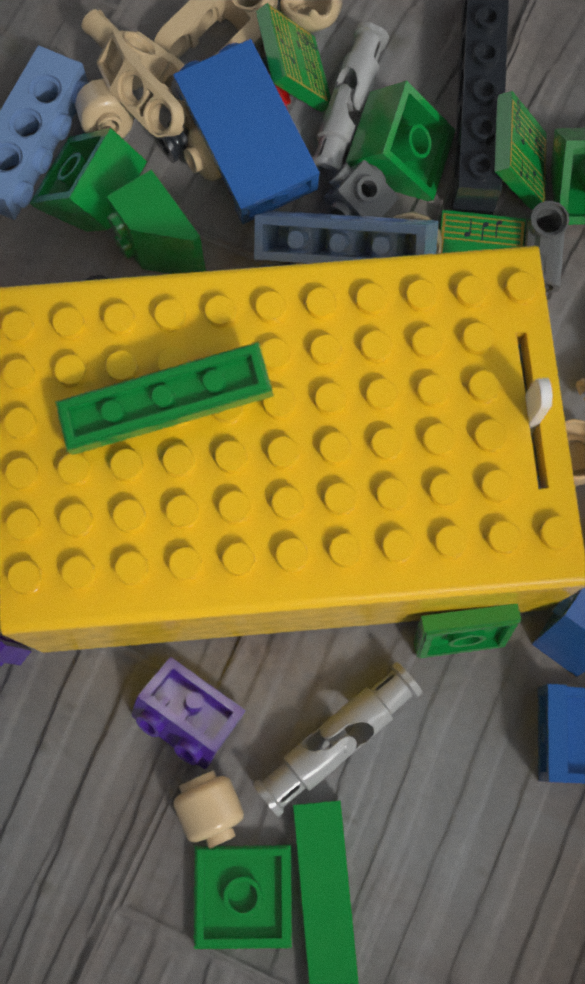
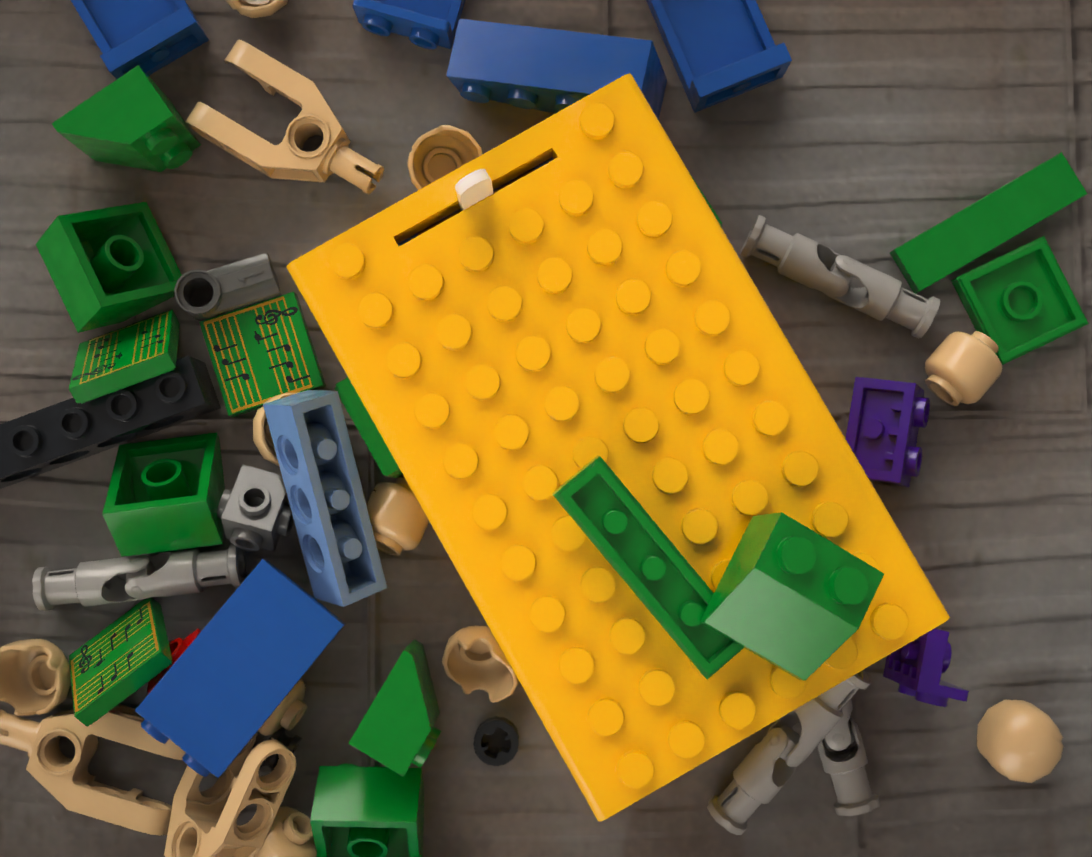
camera: 115 degrees left, 10 degrees up
(85, 490) = (791, 595): none -> green slope

